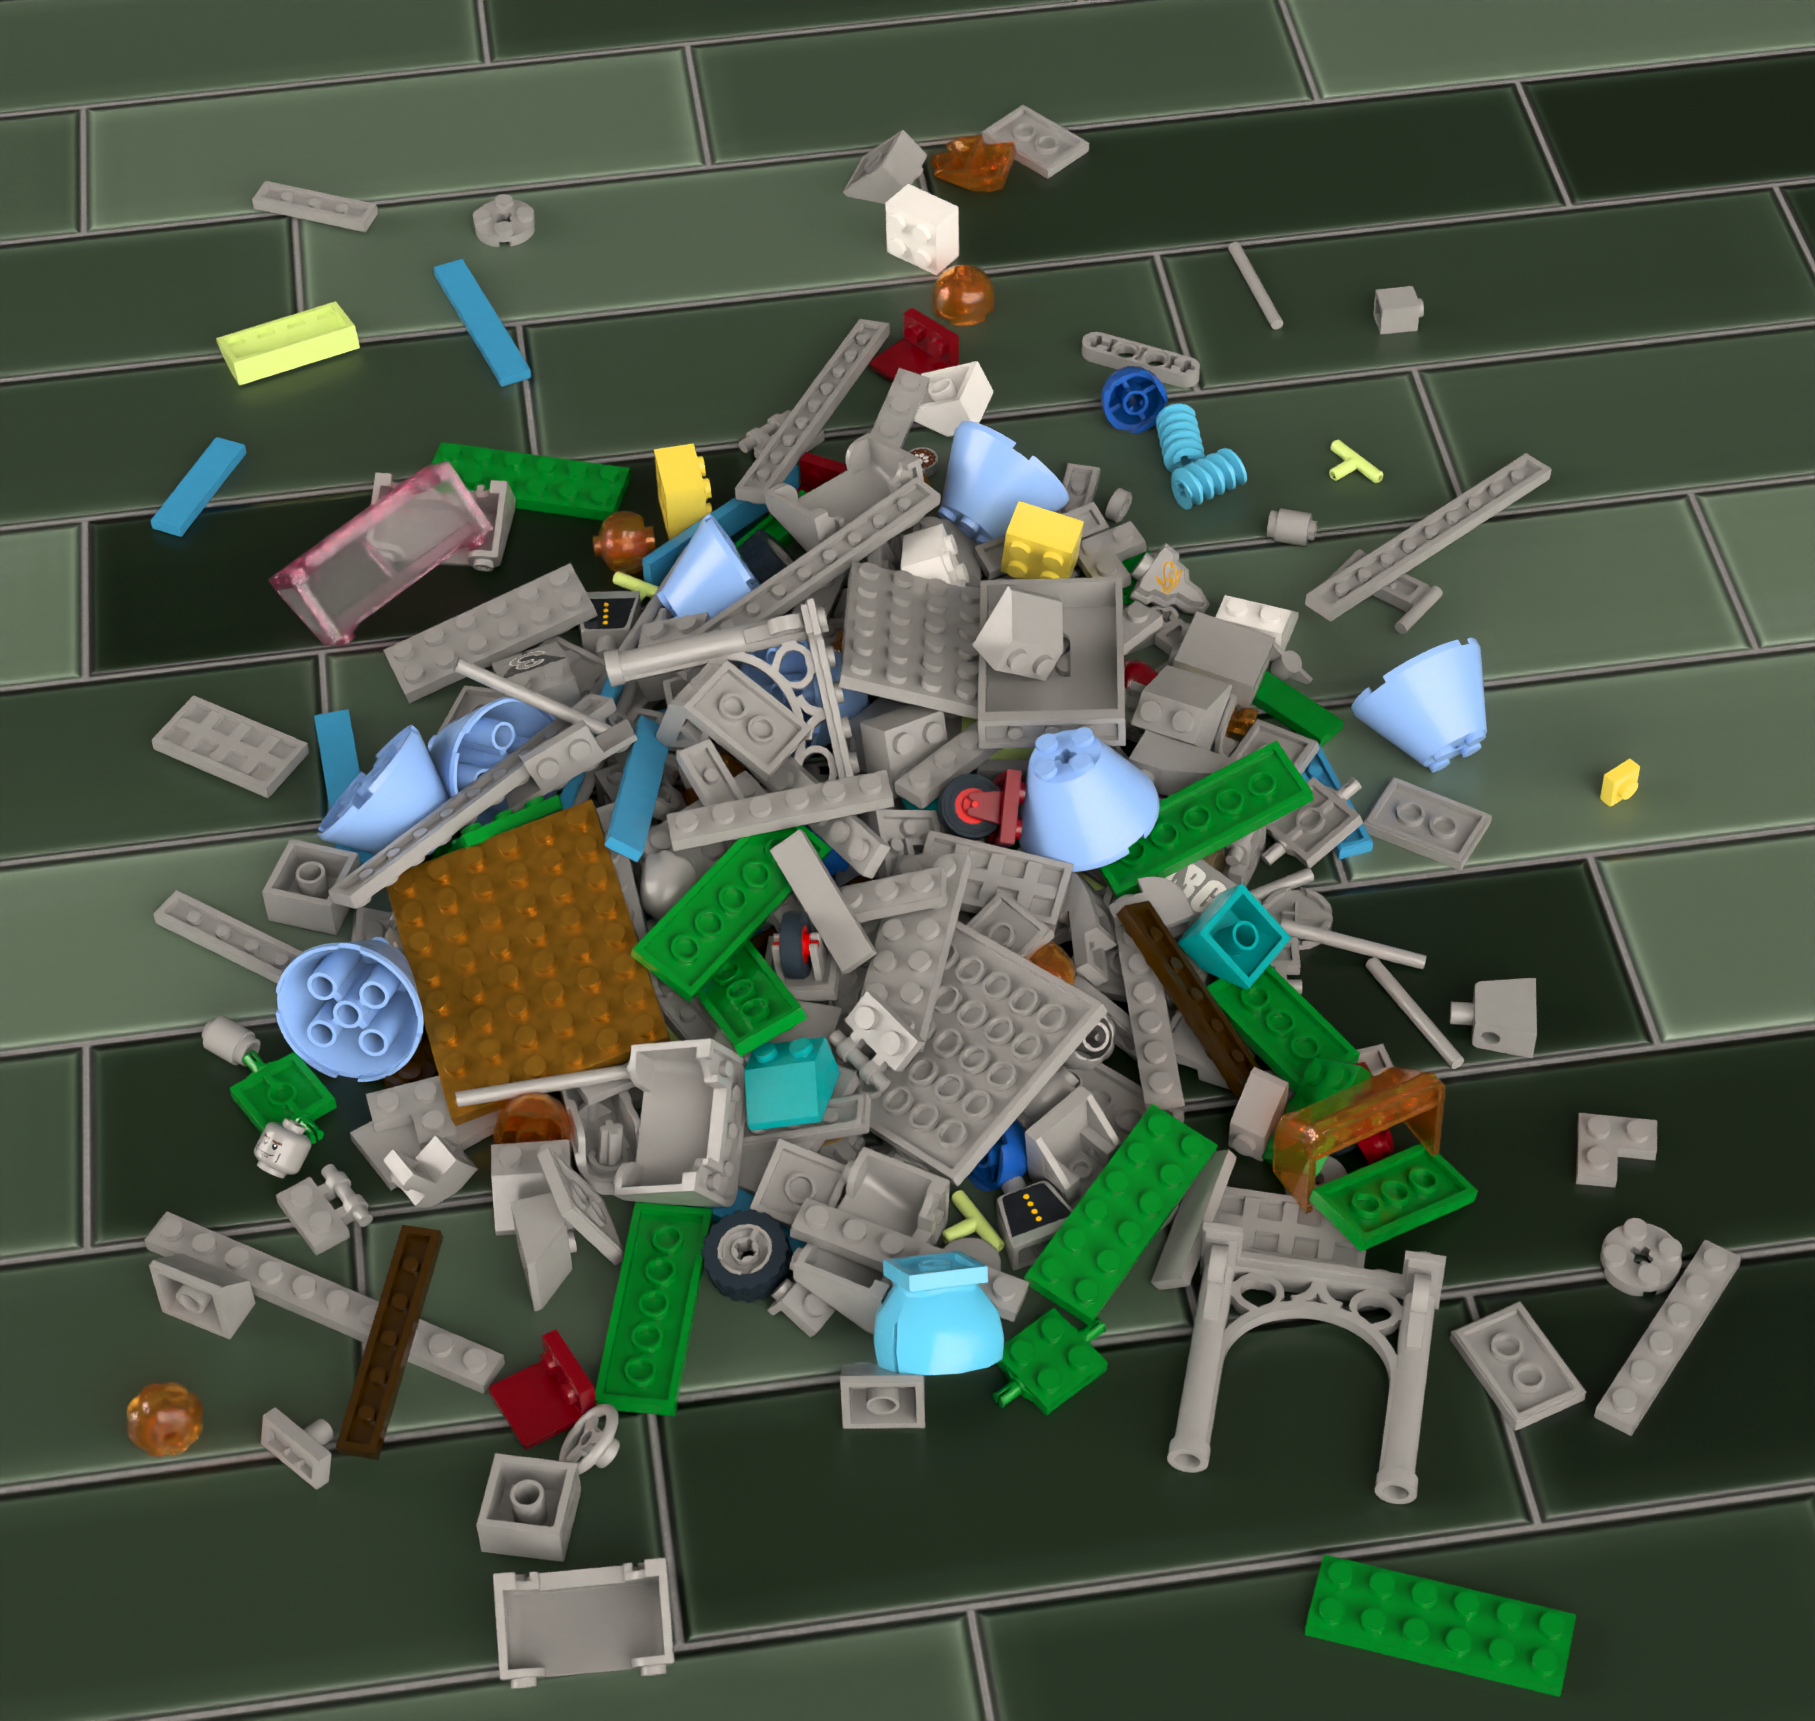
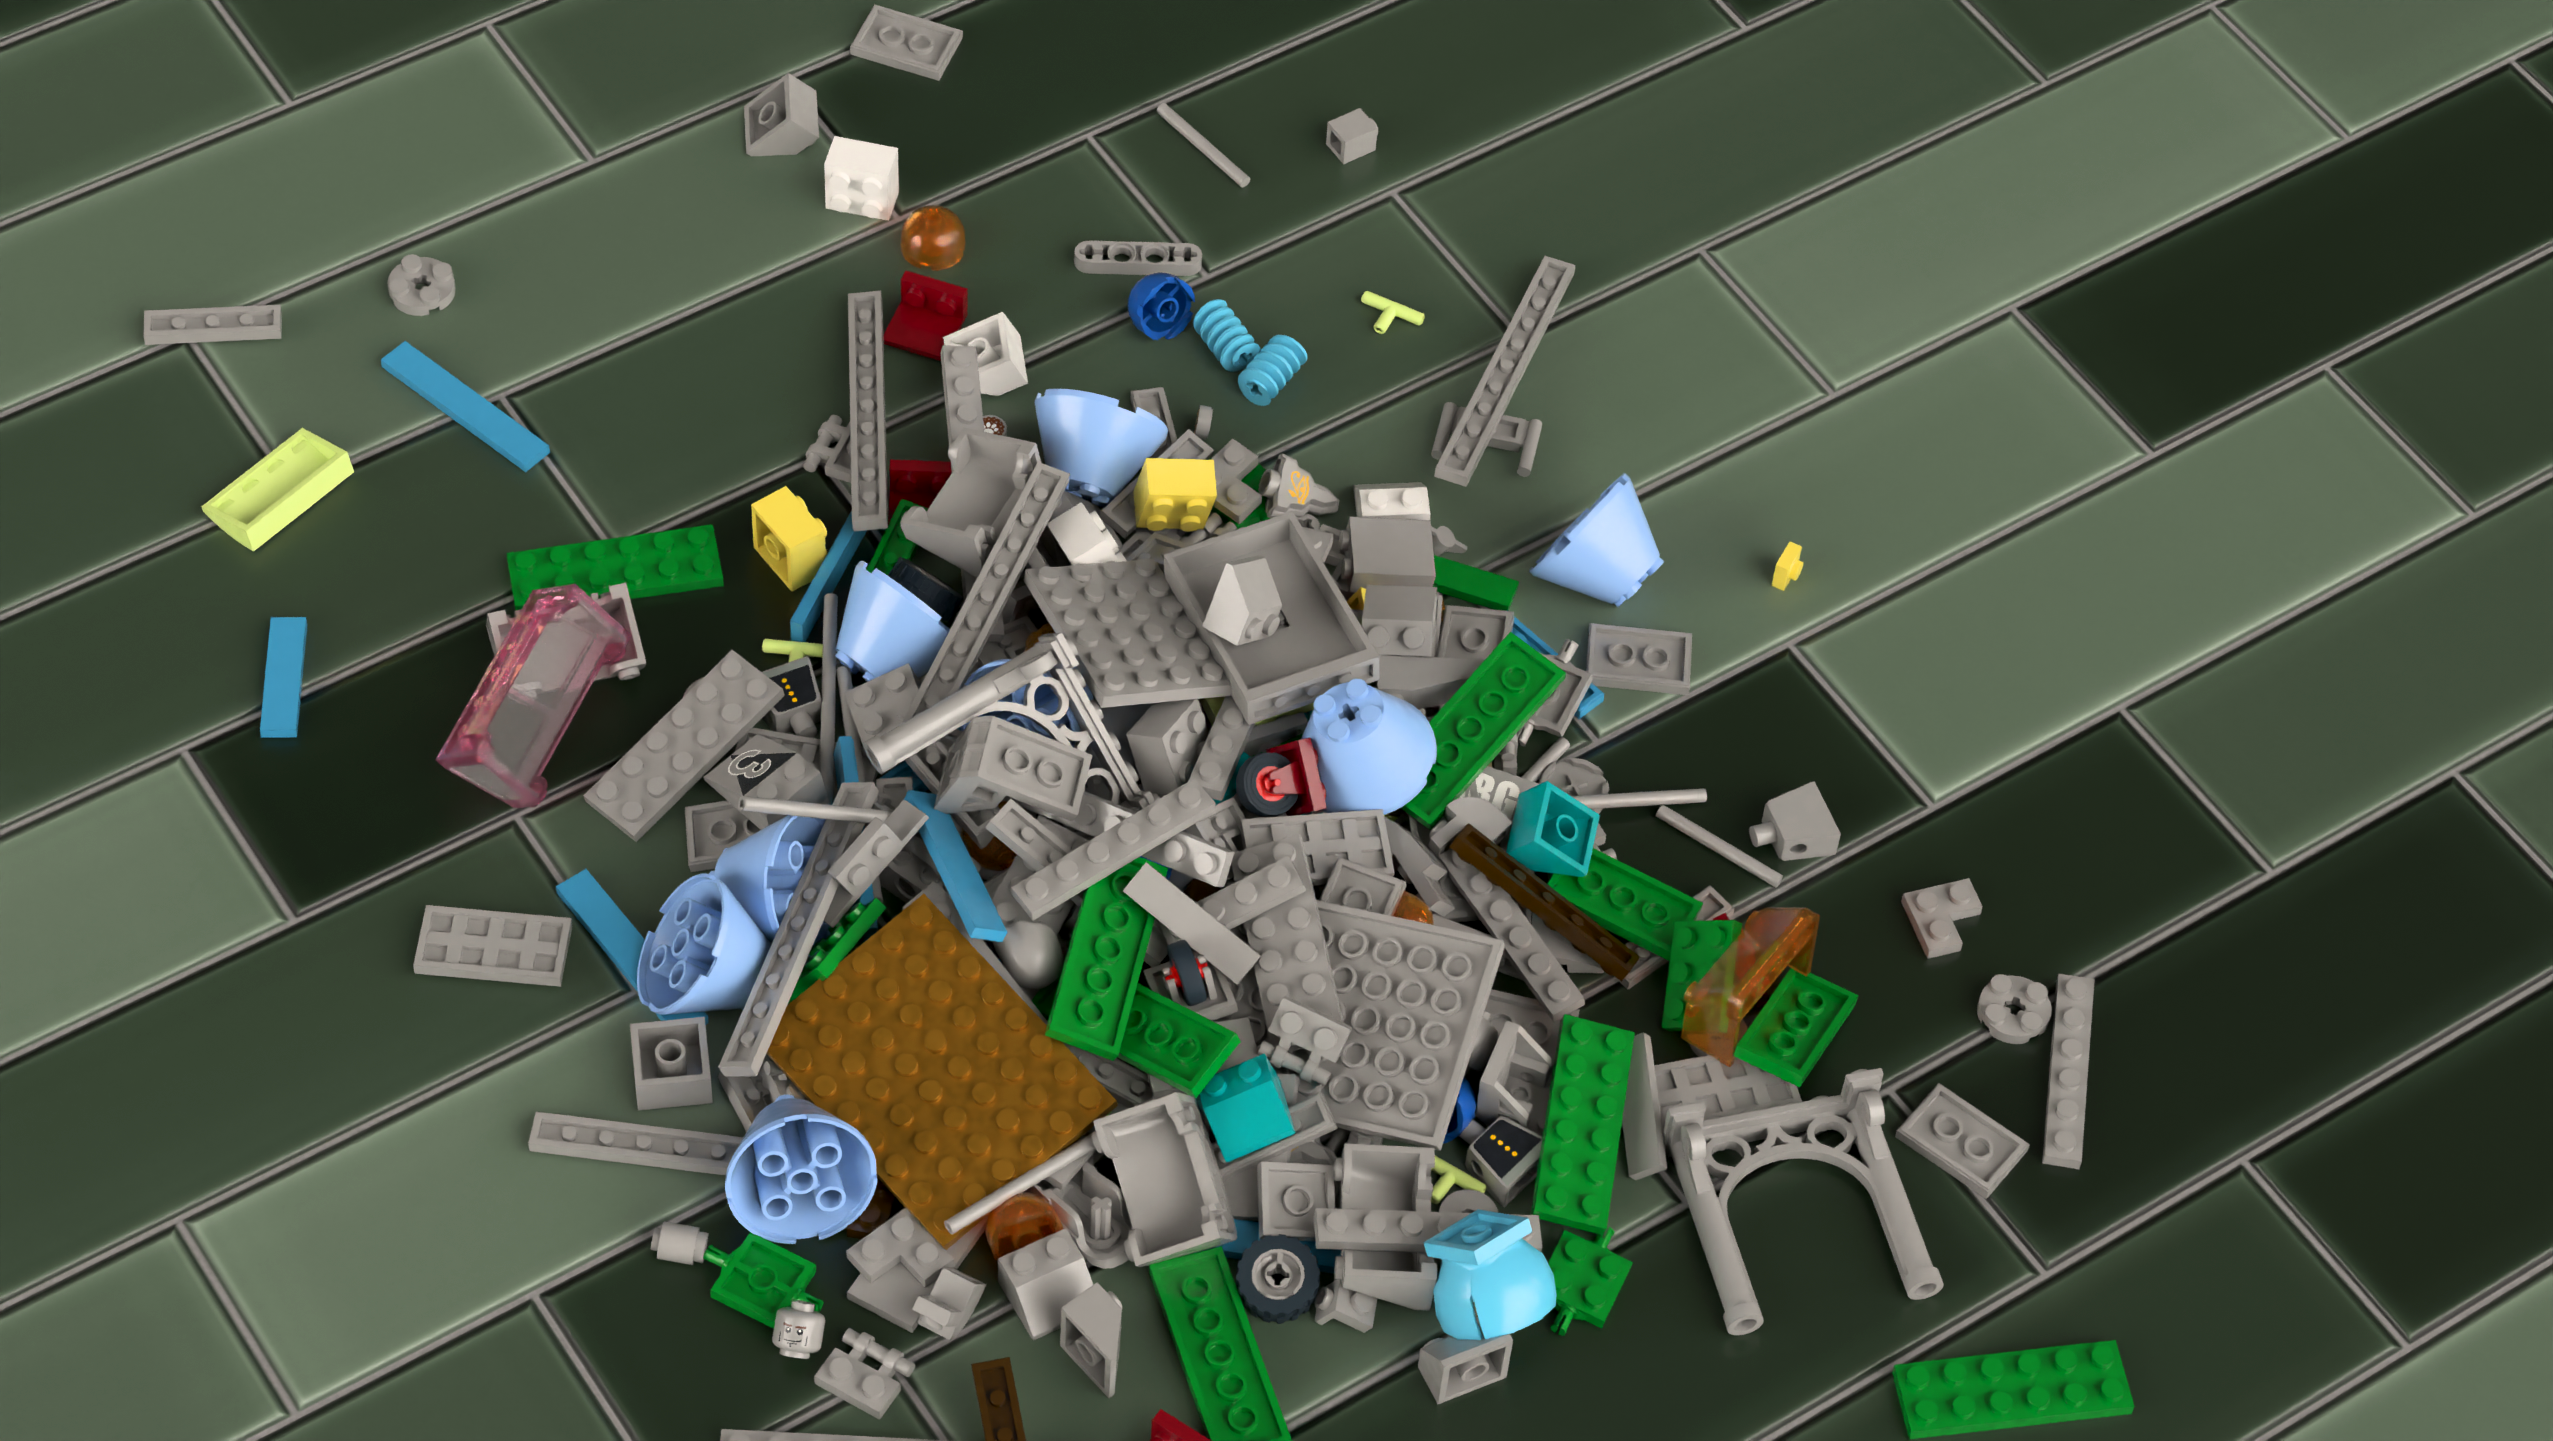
camera: 30 degrees left, 5 degrees up
(581, 1206) = (1118, 1286): light grey tile -> none
(624, 542) = (761, 607): clear orange plant -> none
(975, 164) = (865, 86): clear orange plate -> none
(1257, 1113) = (1648, 990): light grey slope -> none
(1291, 527) = (1373, 396): light grey brick -> none

